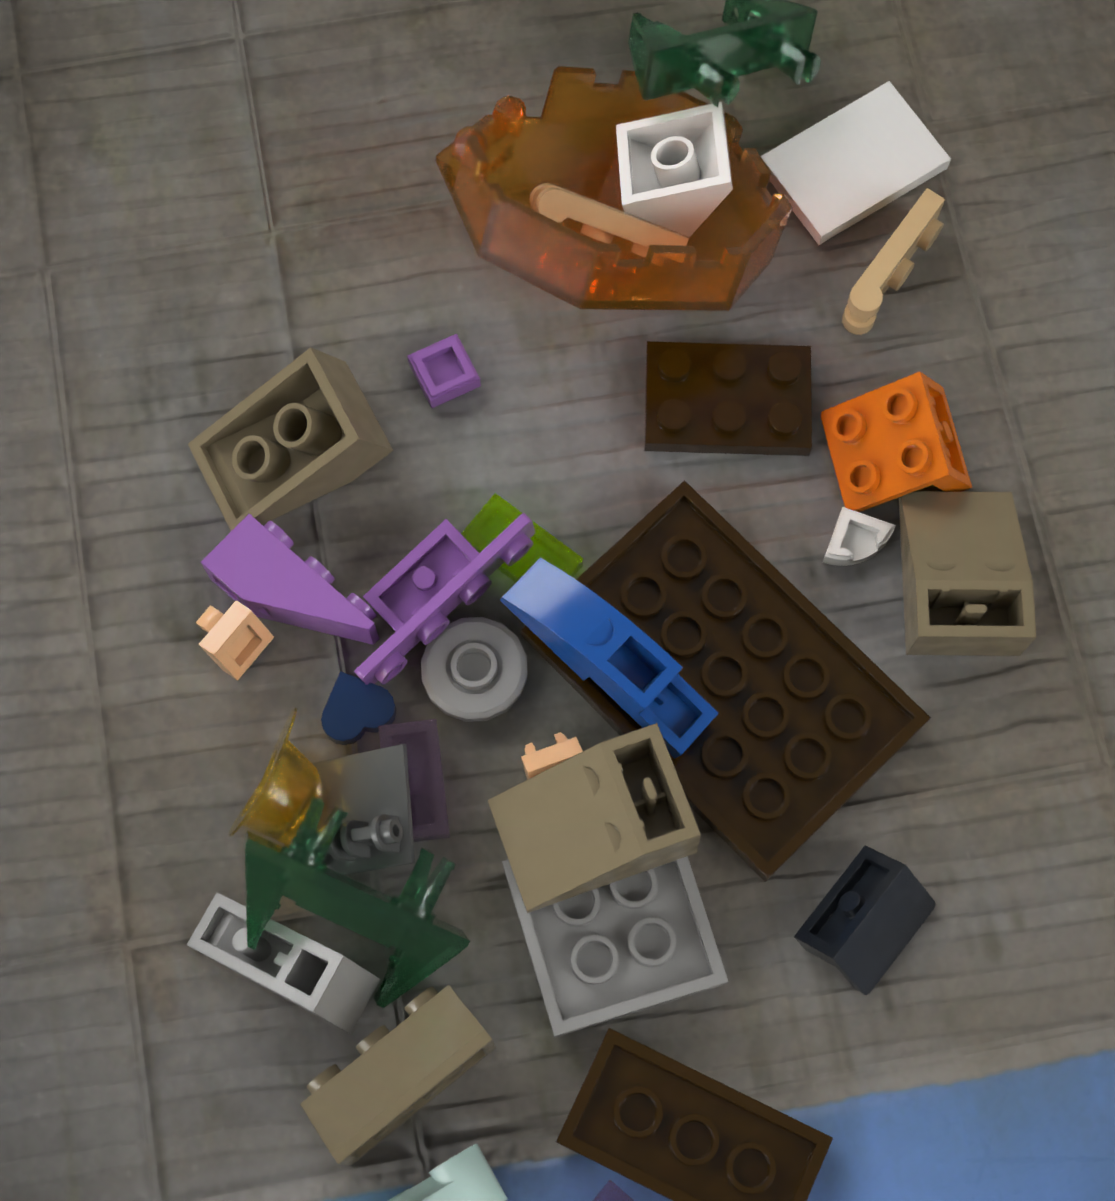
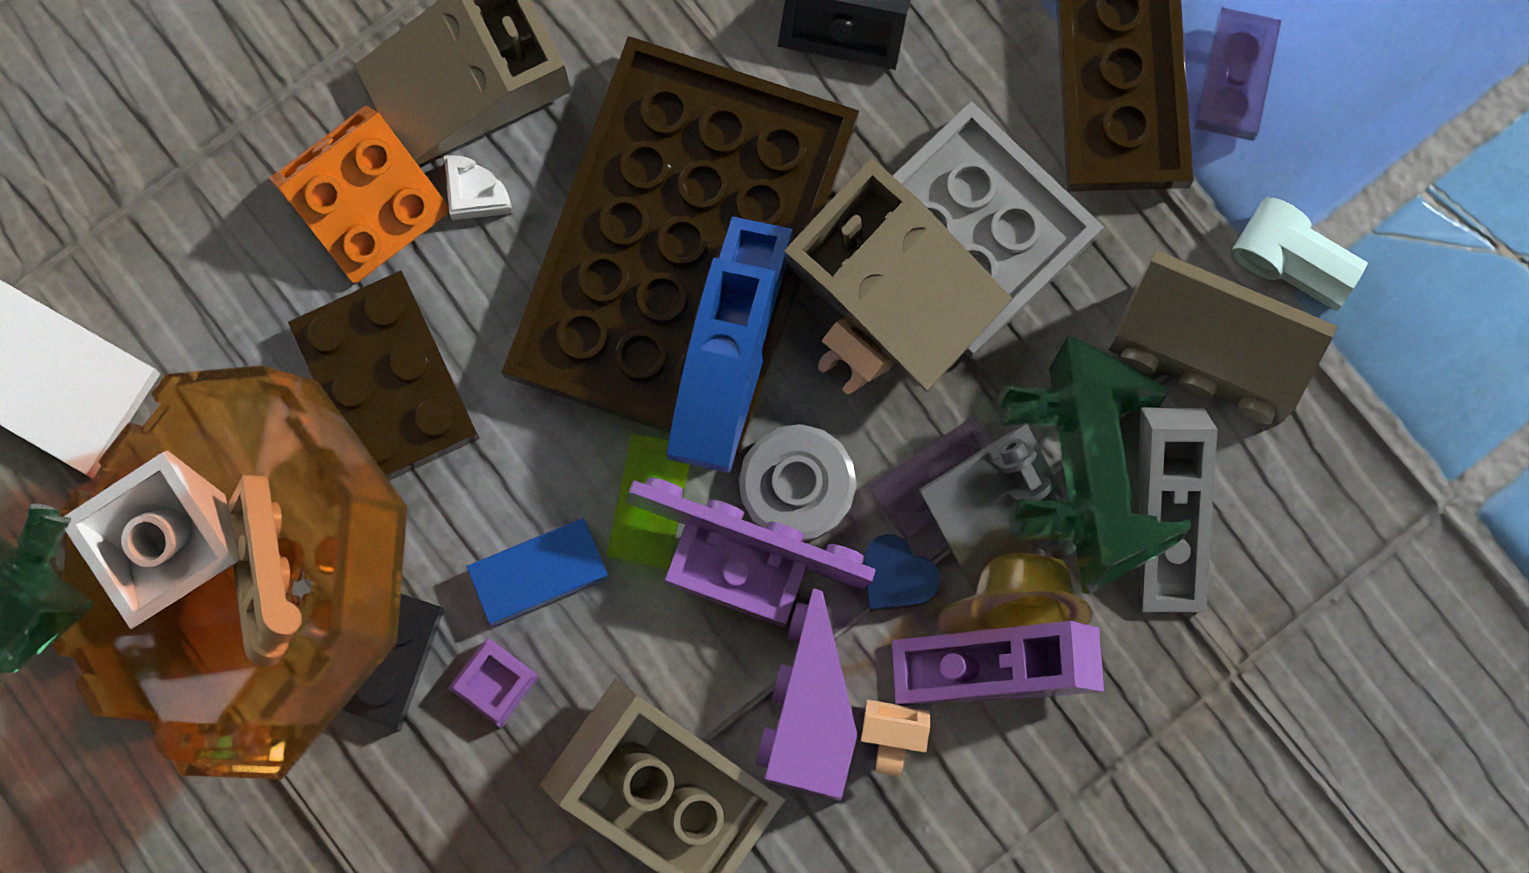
camera: 115 degrees left, 5 degrees up
(234, 749) = (999, 664): none -> medium lavender slope
(504, 308) = (391, 686): none -> black plate
(511, 440) = (537, 572): none -> blue tile
(893, 262) = (155, 282): tan plate -> none

